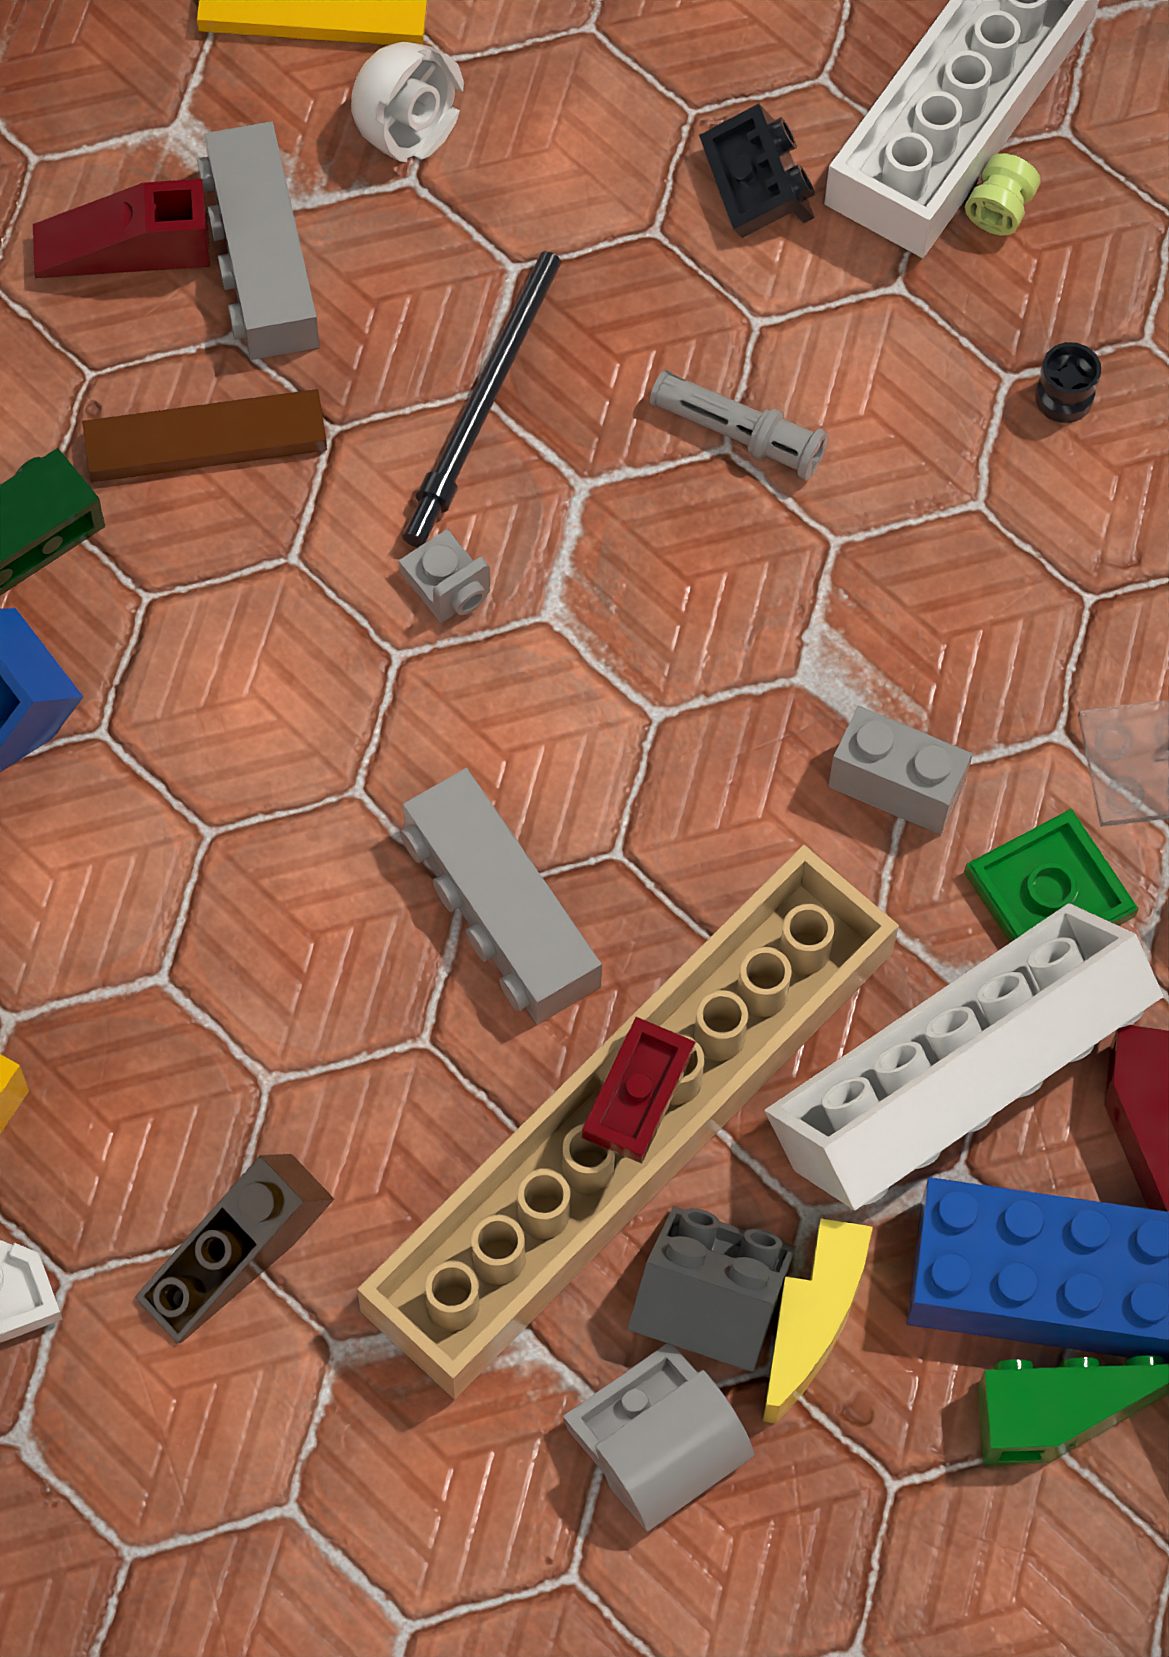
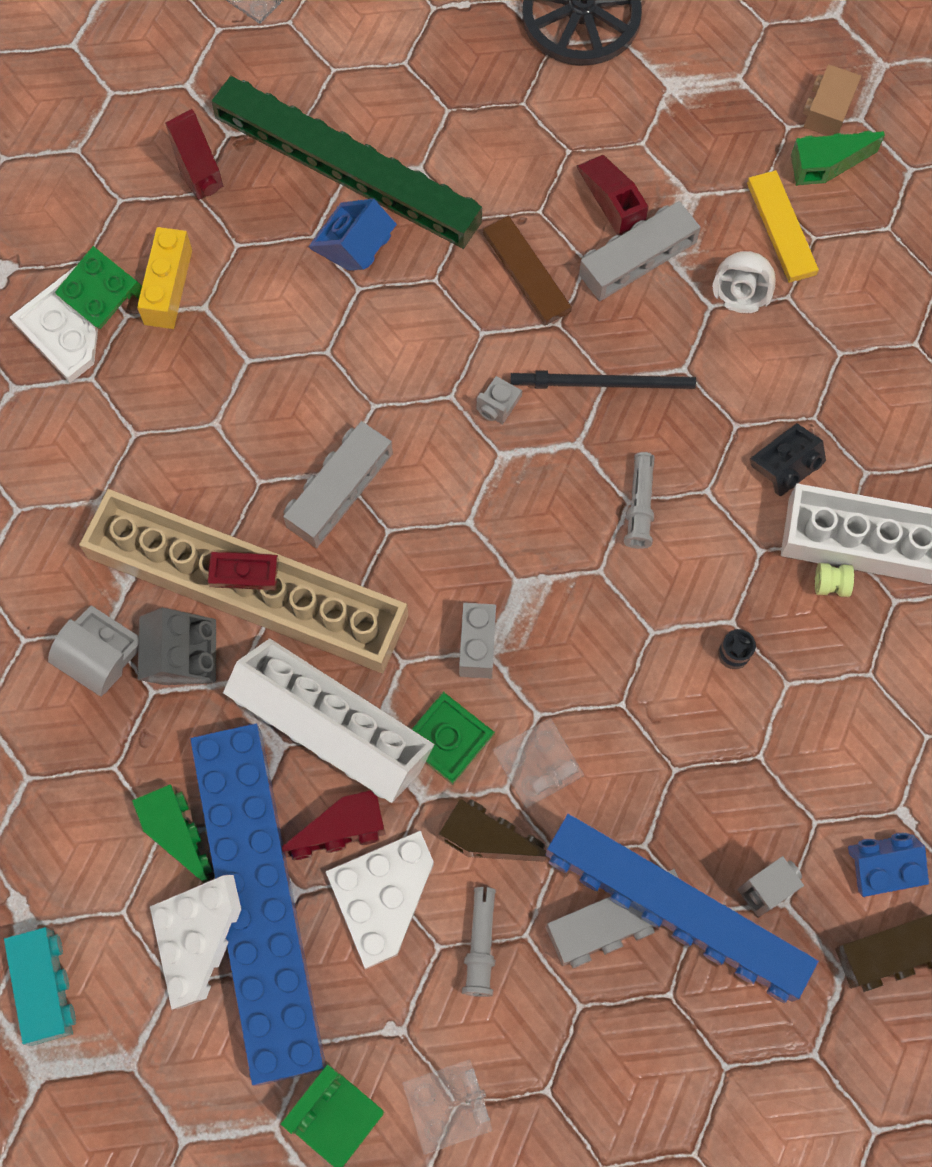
camera: 70 degrees right, 5 degrees up
(235, 1243) = (128, 437): dark brown slope -> none
(815, 1312) = (178, 699): light yellow slope -> none

